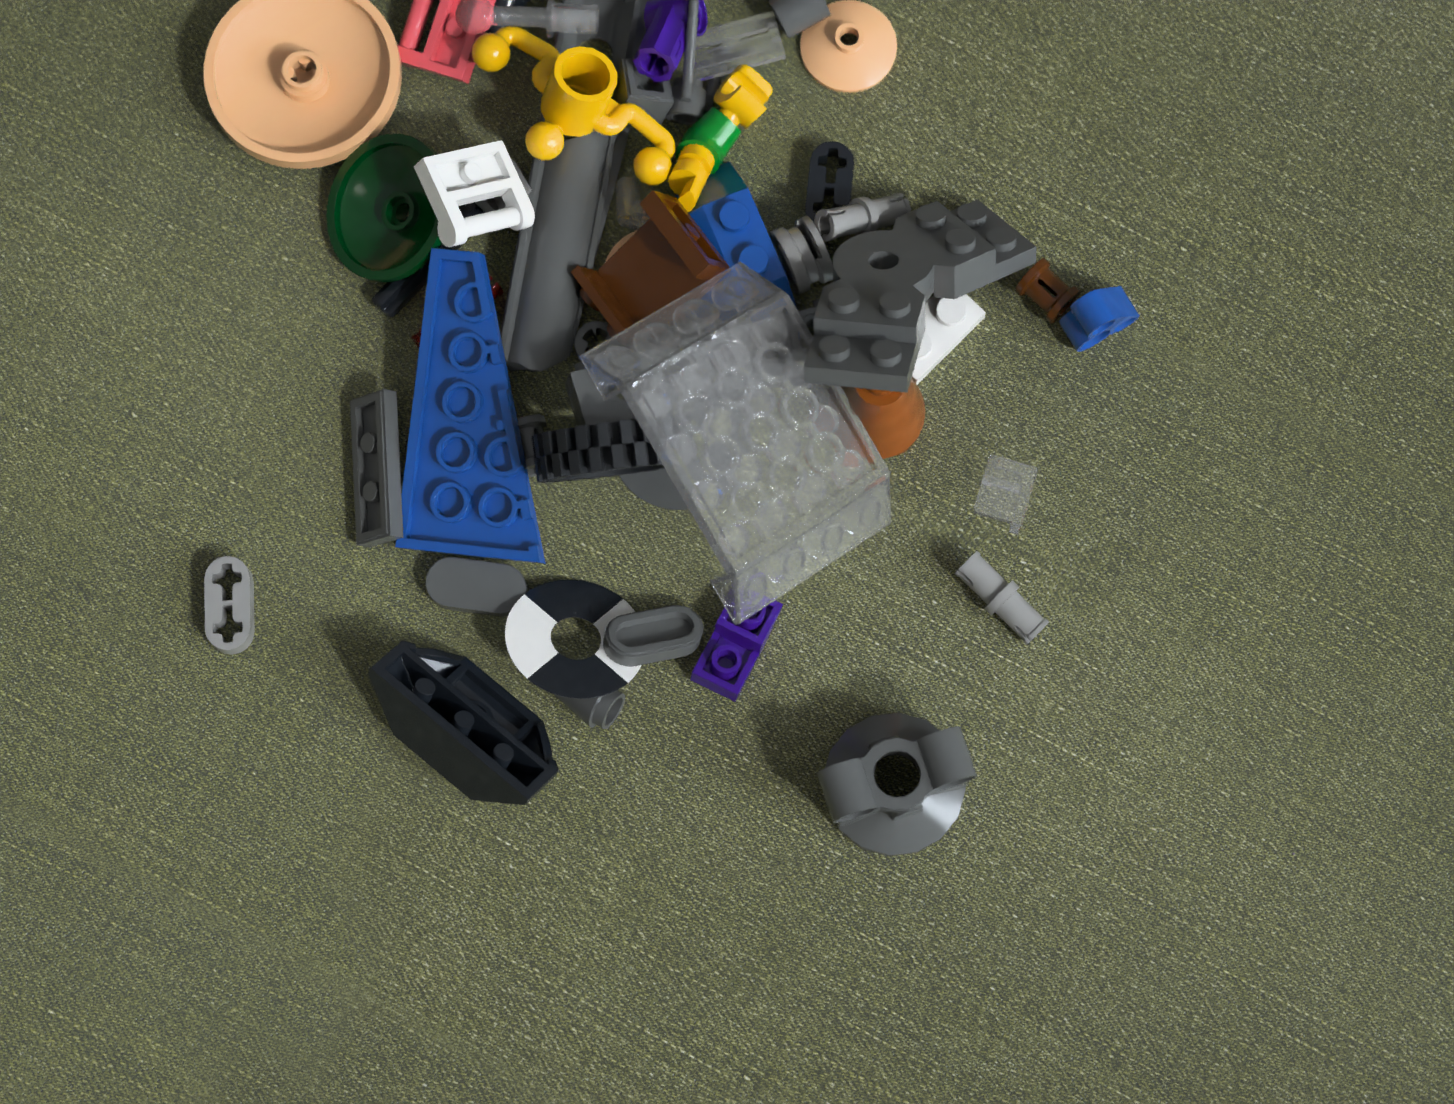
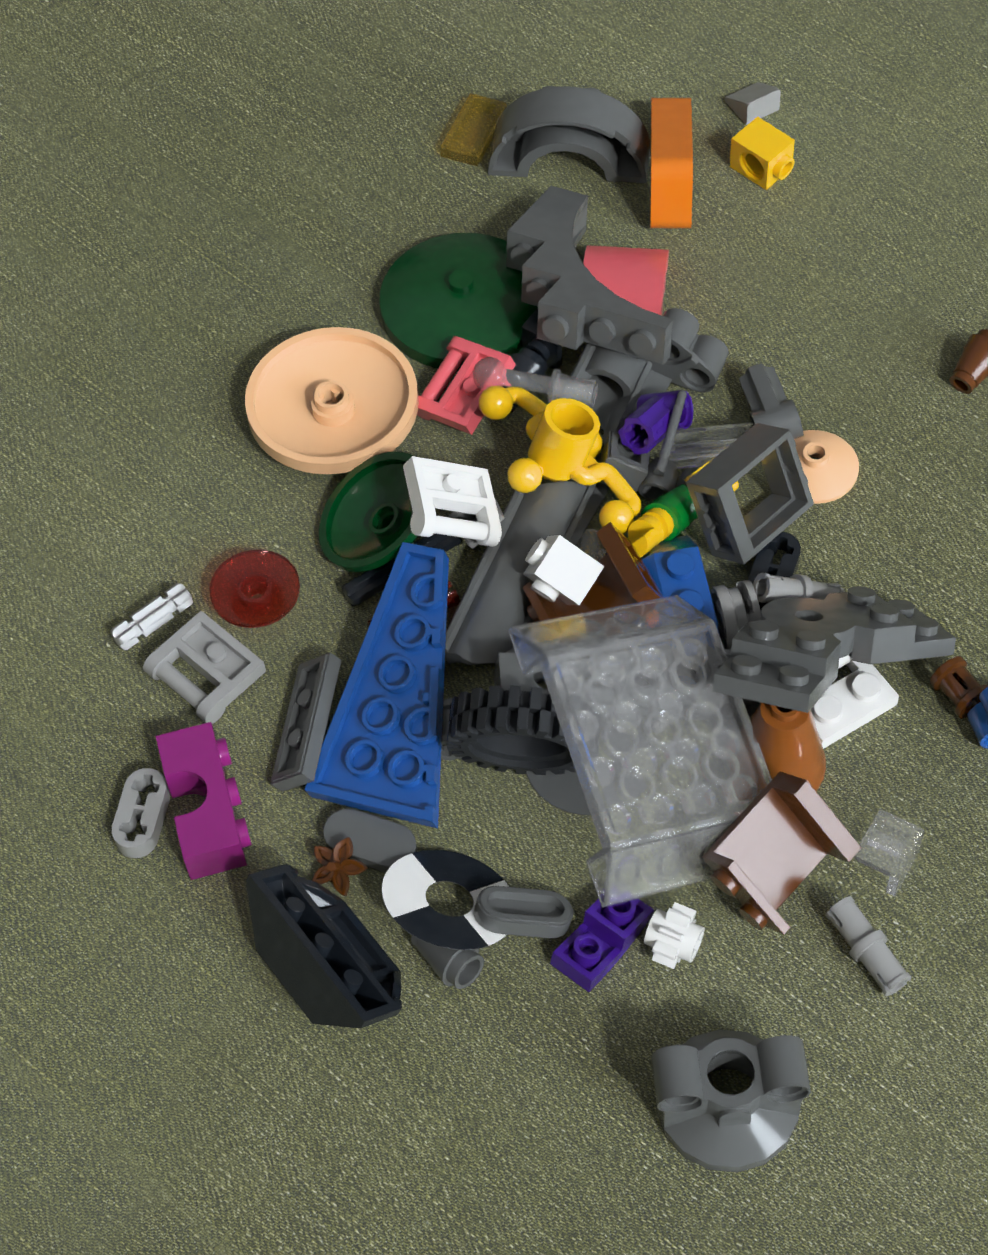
camera: 15 degrees right, 20 degrees down
(174, 375) = (151, 616): none -> axle
(256, 410) = (214, 656): none -> light grey plate
(268, 303) = (253, 574): none -> clear red dish
(313, 618) = (211, 834): none -> magenta arch
(450, 622) = (337, 865): none -> reddish brown plant
(610, 251) = (561, 570): none -> white brick
(790, 156) = (711, 491): none -> dark grey window
(809, 629) = (674, 935): none -> white gear
(892, 521) = (776, 848): none -> panel

